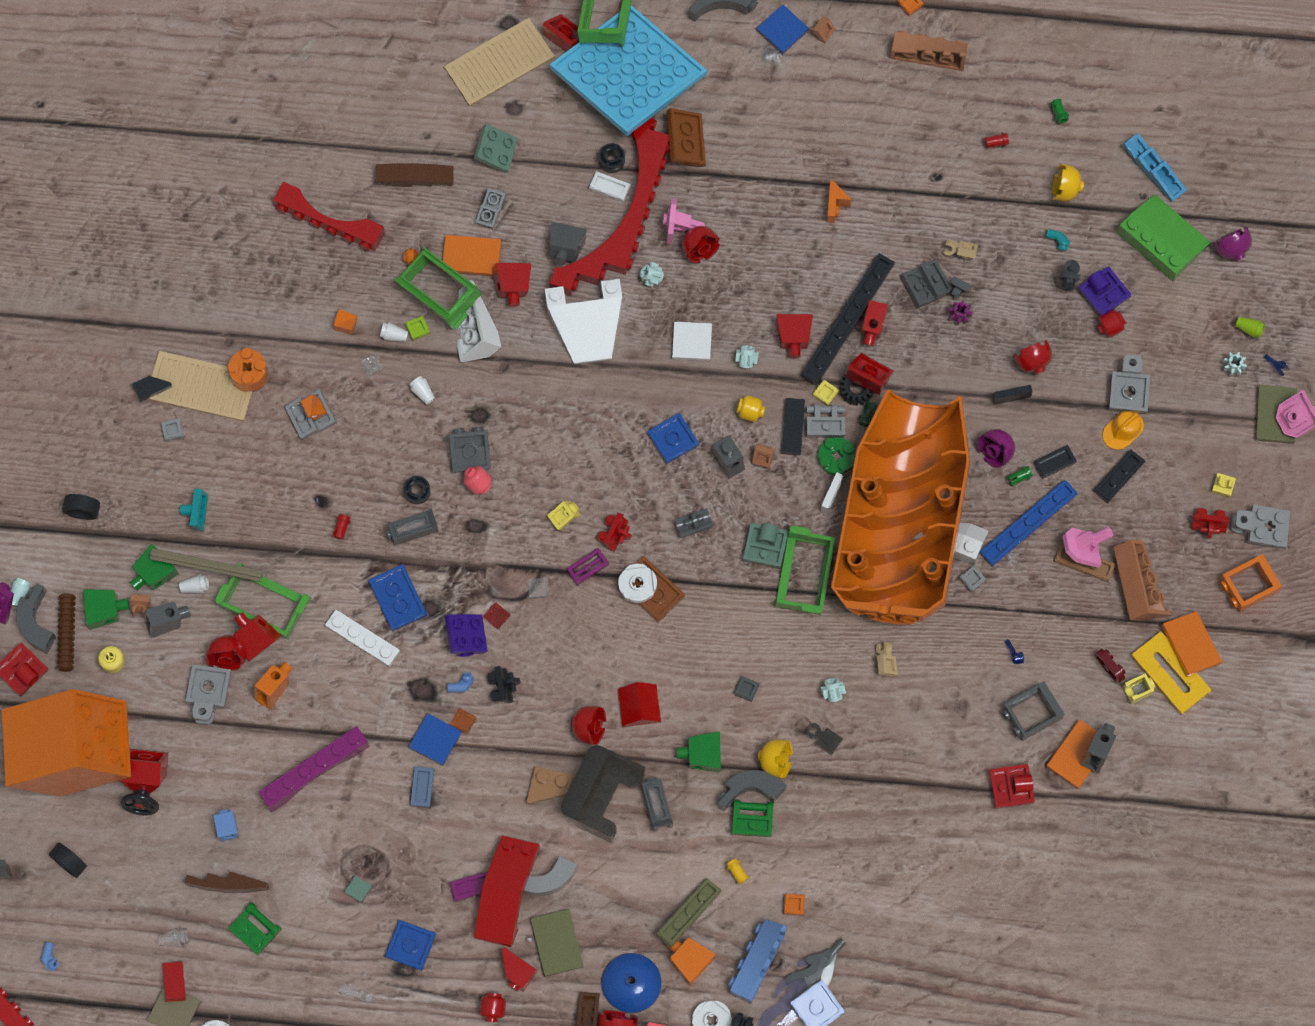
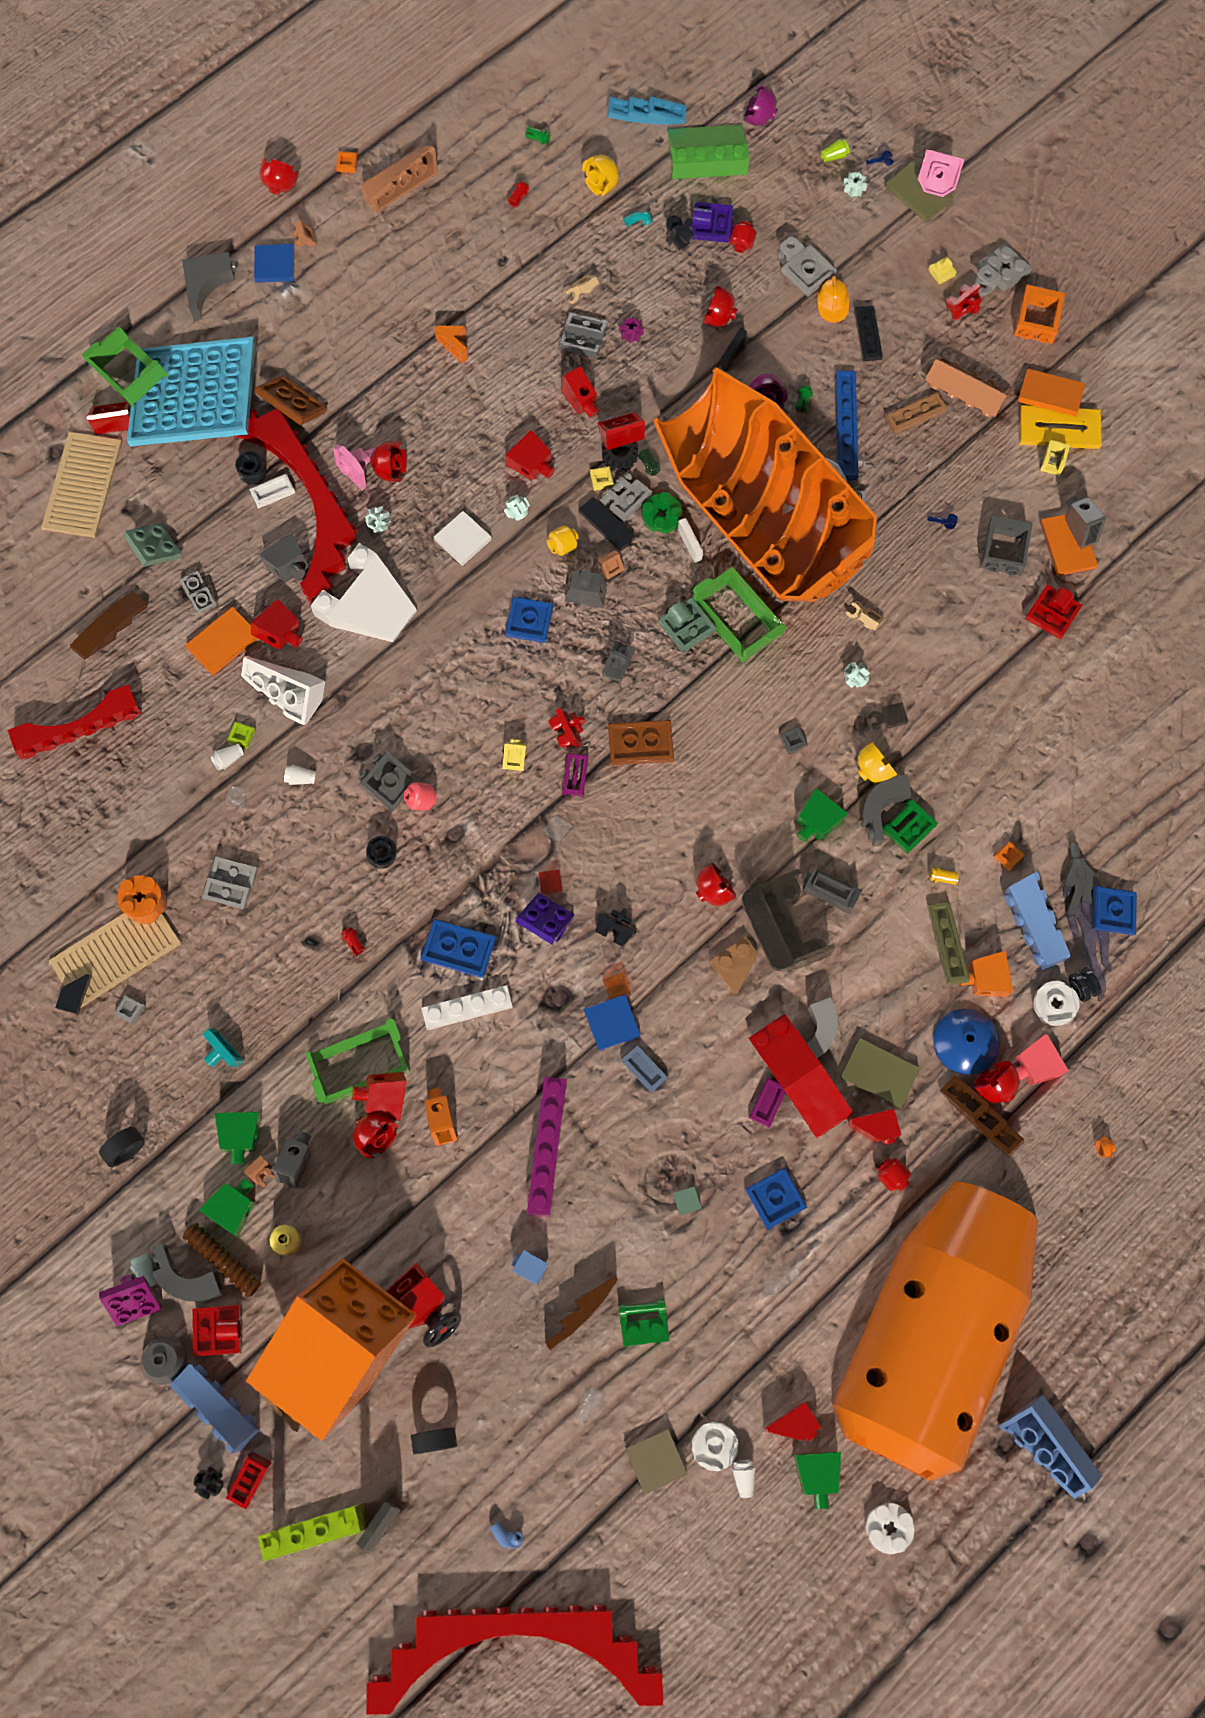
camera: 50 degrees left, 0 degrees up
(174, 981) = (630, 1438): red tile -> none
(196, 584) = (286, 1108): white cone -> none
(204, 700) = (398, 1189): light grey plate -> none
(206, 565) = (280, 1082): dark tan axle -> none
(313, 407) = (227, 873): orange slope -> none
(345, 322) = (178, 787): orange slope -> none
(410, 255) = (175, 688): orange plate -> none
(412, 527) = (410, 883): dark grey window -> none
(457, 313) = (263, 694): bright green piece -> none
(463, 685) = (585, 960): medium blue arm -> none
(639, 704) = (731, 834): red slope -> none
(645, 575) = (627, 735): white plate -> none
(847, 319) = (558, 412): black plate -> none
(959, 287) = (610, 312): dark grey tile -> none
(1055, 462) = (814, 366): black tile -> none
(1084, 545) = (907, 396): bright pink piece -> none
(1115, 671) = (1017, 462): dark red plate -> none

